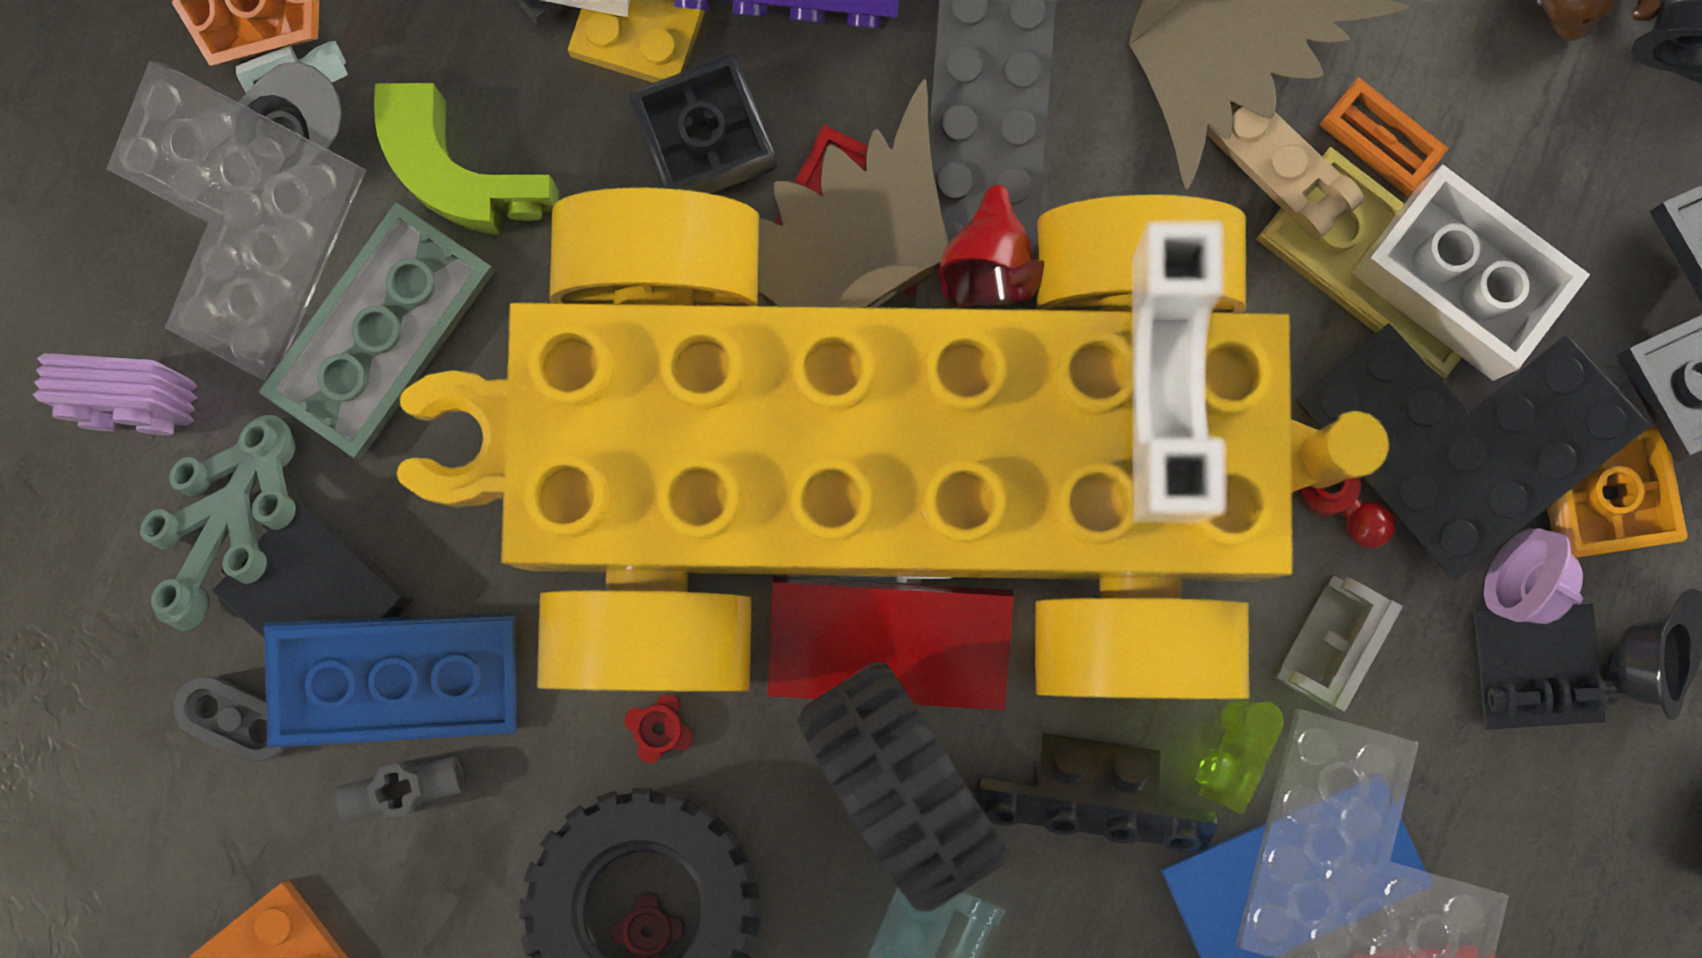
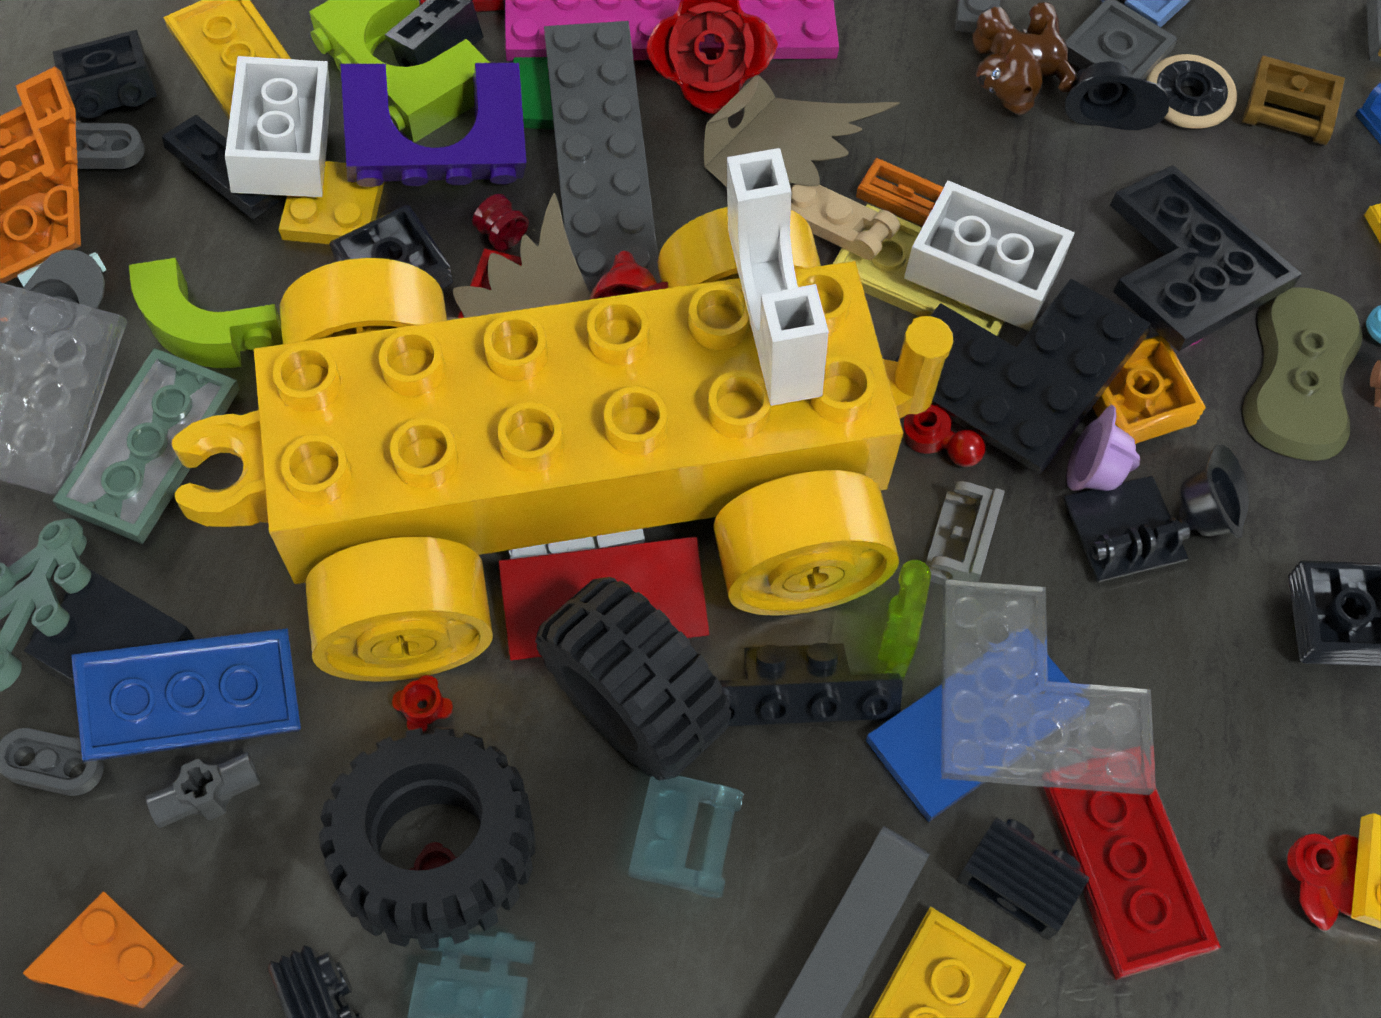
camera: 15 degrees left, 20 degrees down
(849, 92) = (500, 222): none -> dark red wheel

